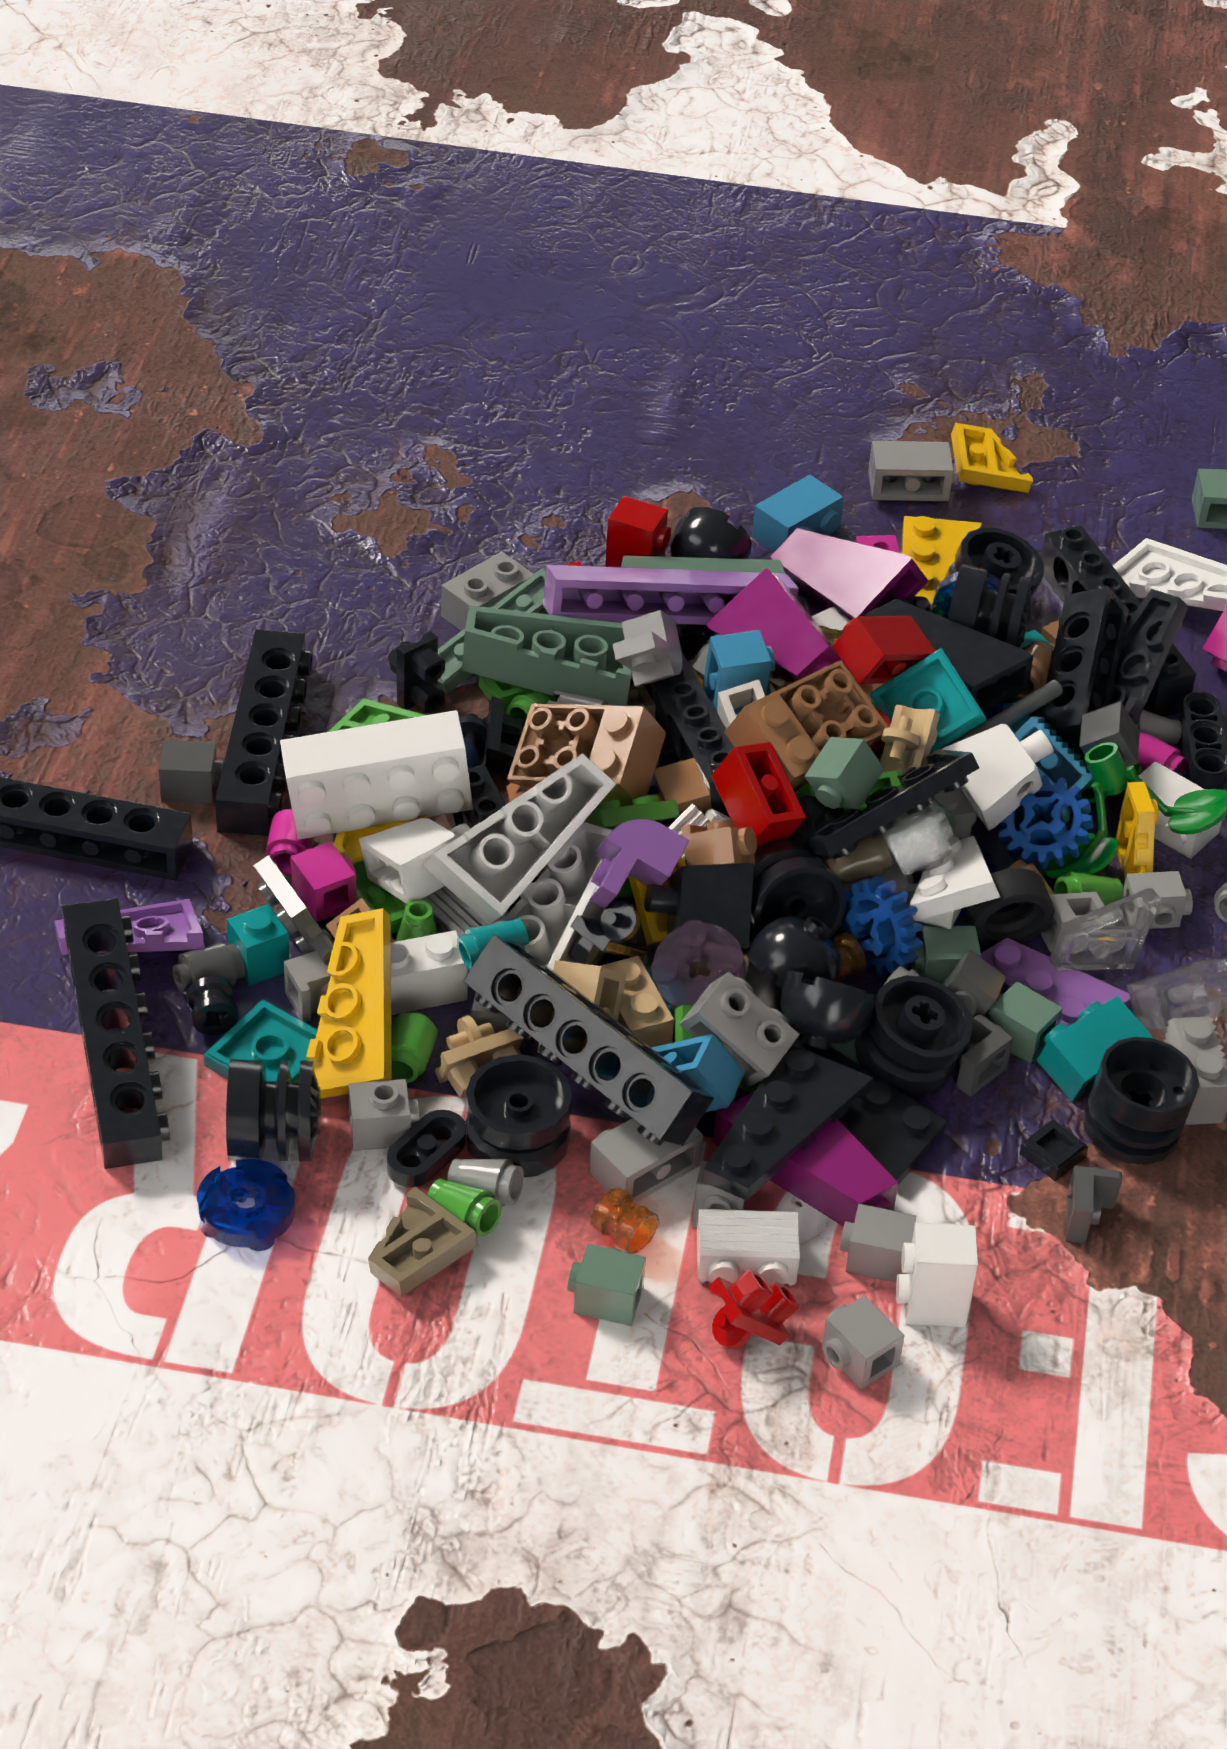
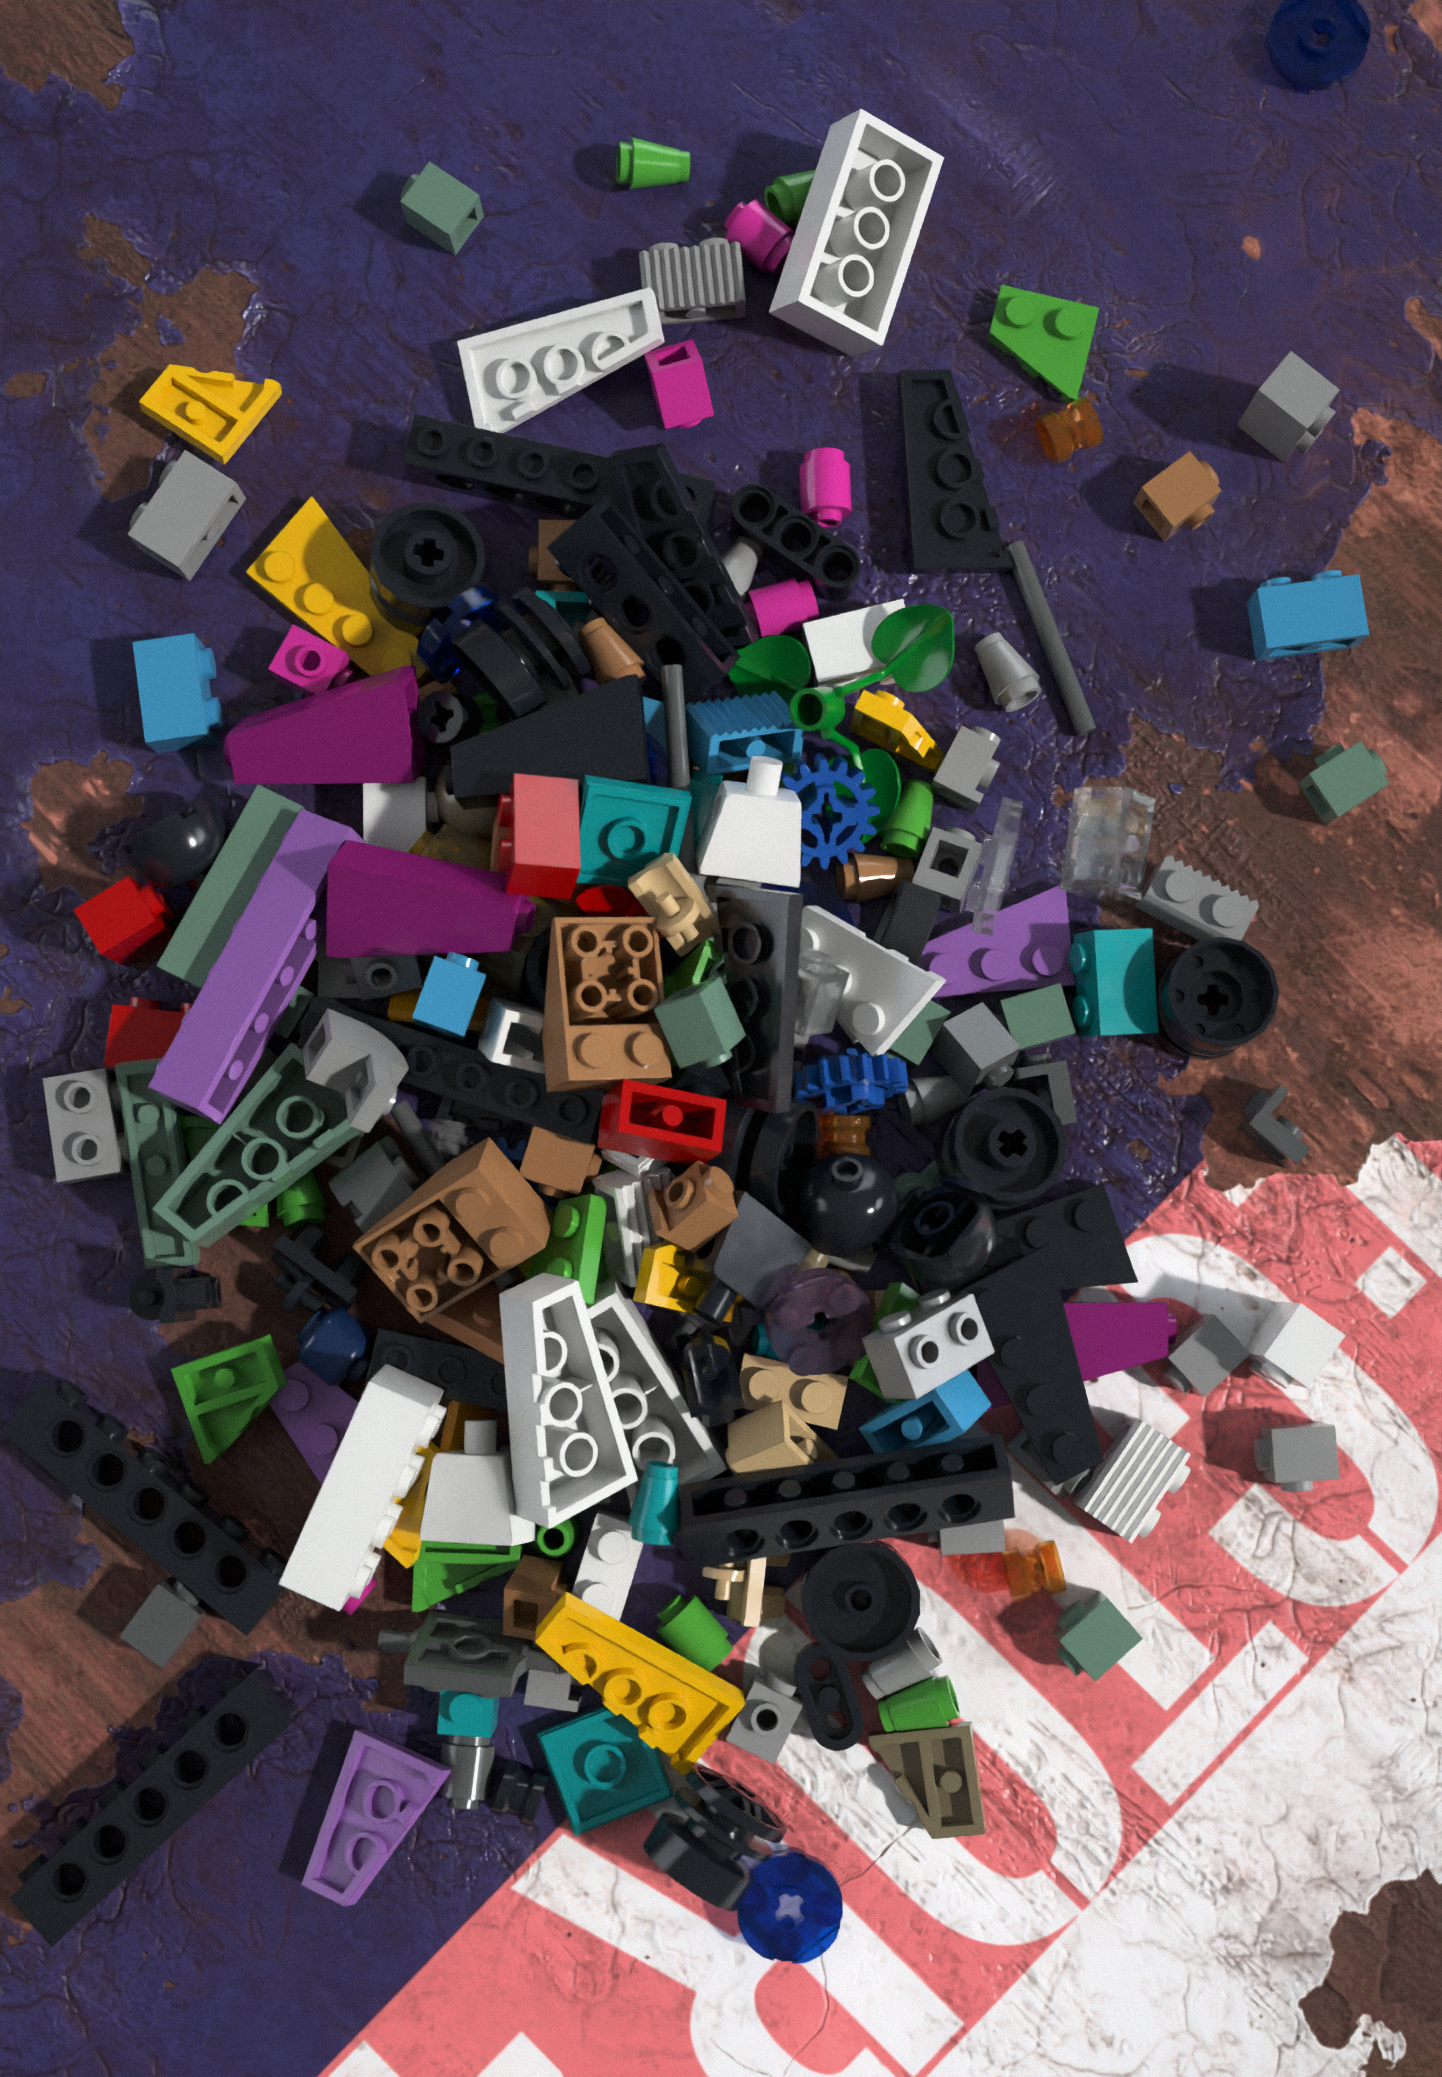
camera: 50 degrees left, 40 degrees up
(123, 1136) = (634, 1988): black brick -> none
(324, 880) = (437, 1596): dark pink brick -> none
(639, 850) = (660, 1303): medium lavender brick -> none
(751, 1309) = (1215, 1534): red hips -> none
(1053, 1150) = (1186, 1102): black tile -> none
(1111, 725) = (764, 660): dark grey brick -> none

